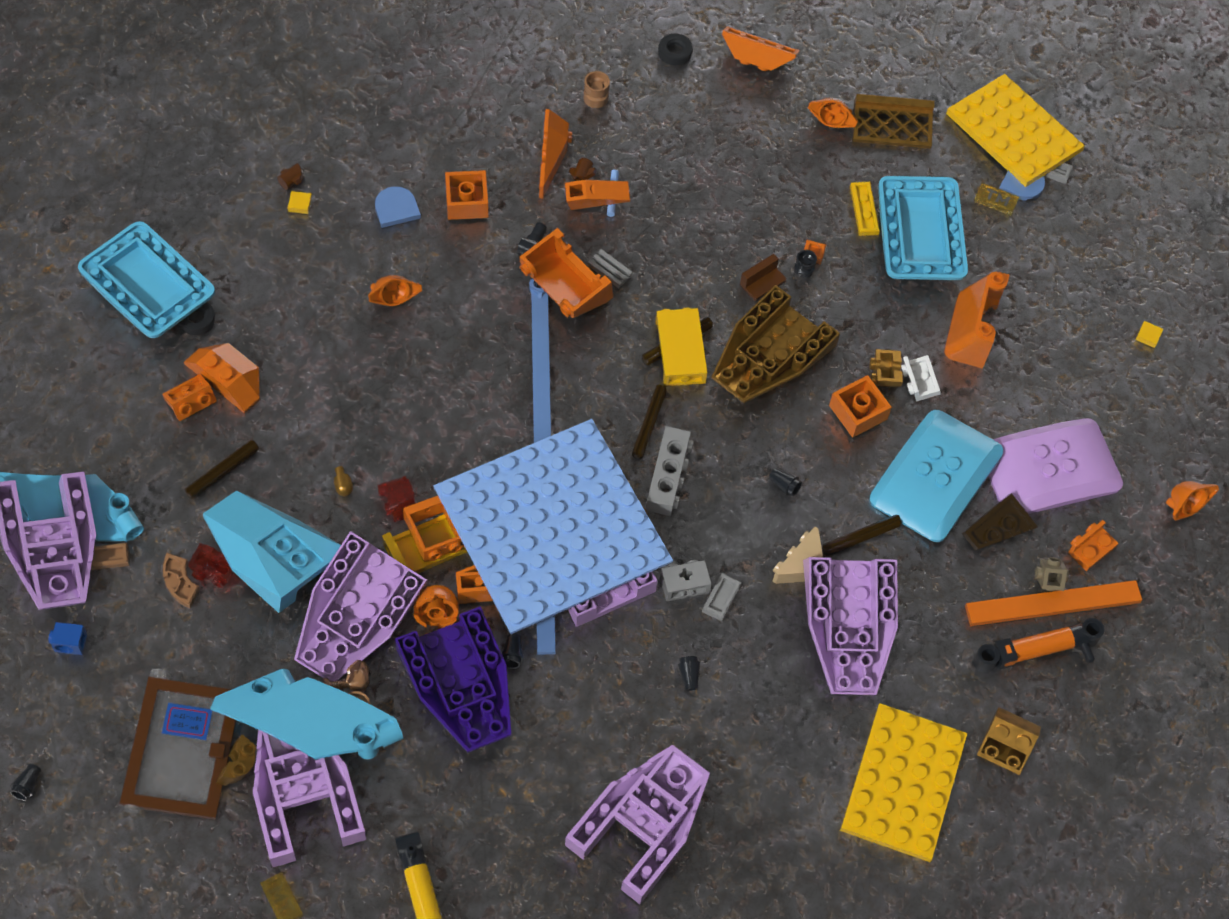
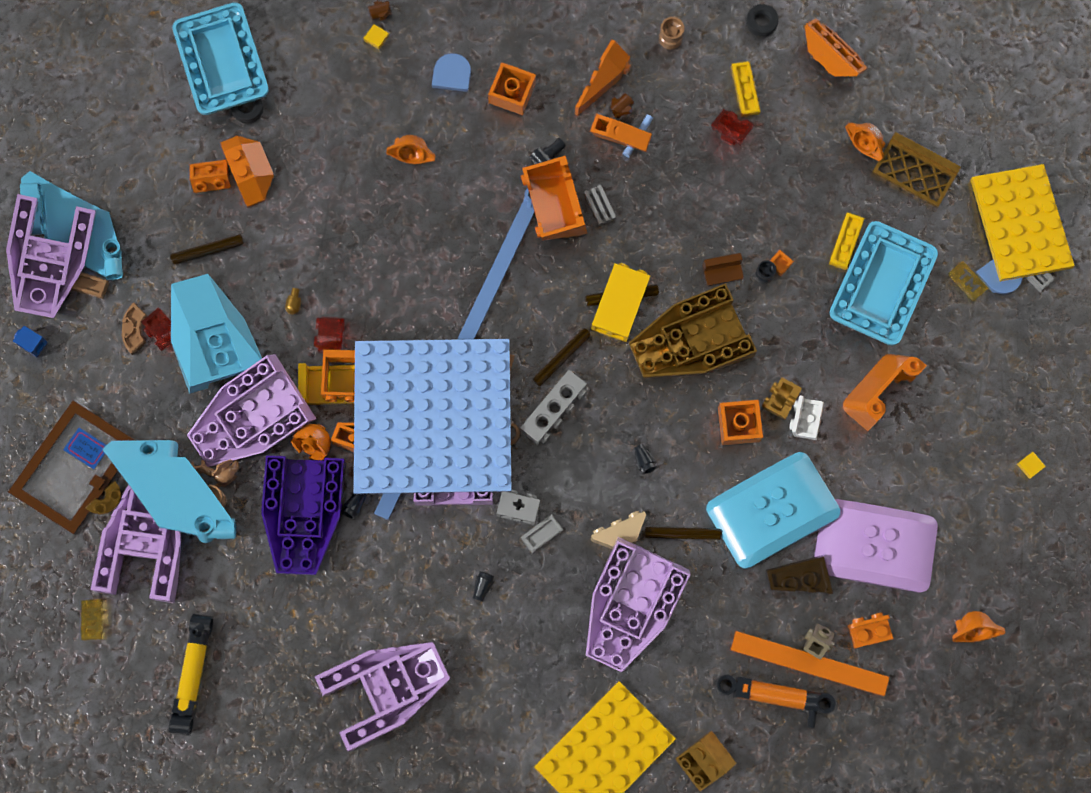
camera: 30 degrees right, 15 degrees up
(693, 114) = (745, 88): none -> yellow tile
(700, 151) = (731, 128): none -> clear red cylinder

